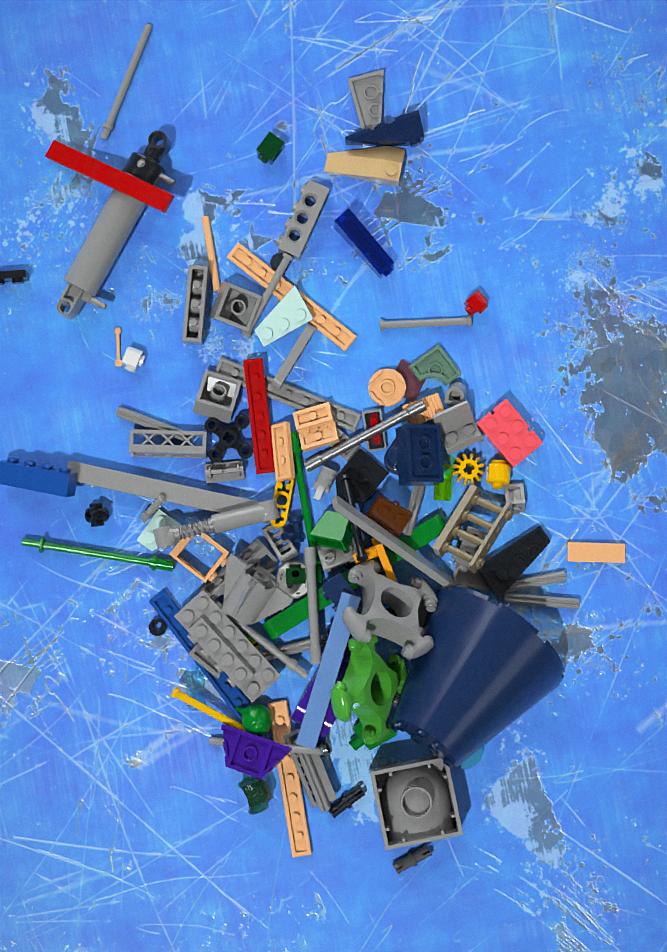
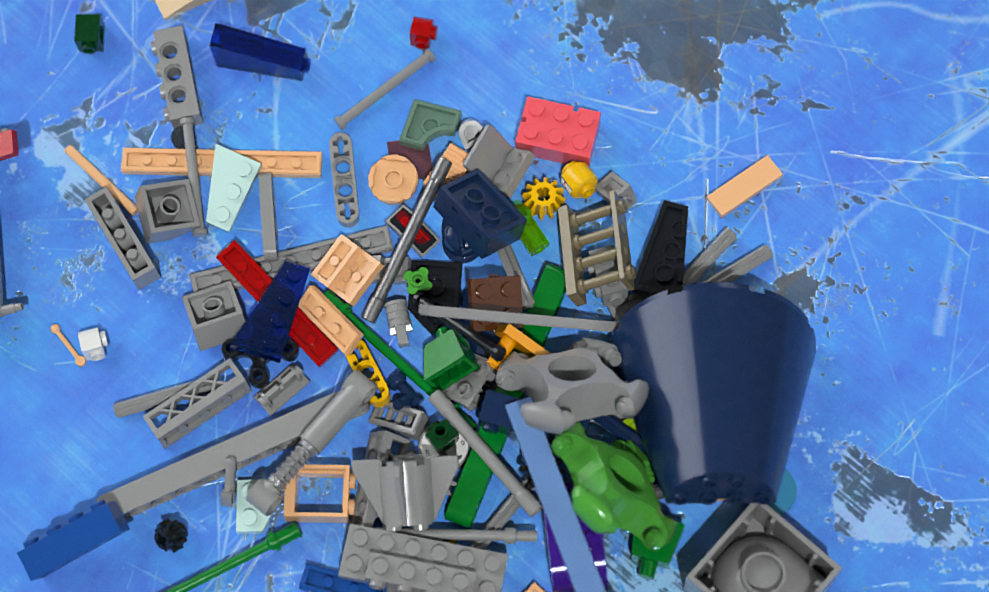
camera: 30 degrees left, 15 degrees down
(249, 426) = (273, 316): none -> clear blue wing
(351, 461) = (422, 286): none -> bright green plate
(355, 363) = (346, 179): none -> light grey beam

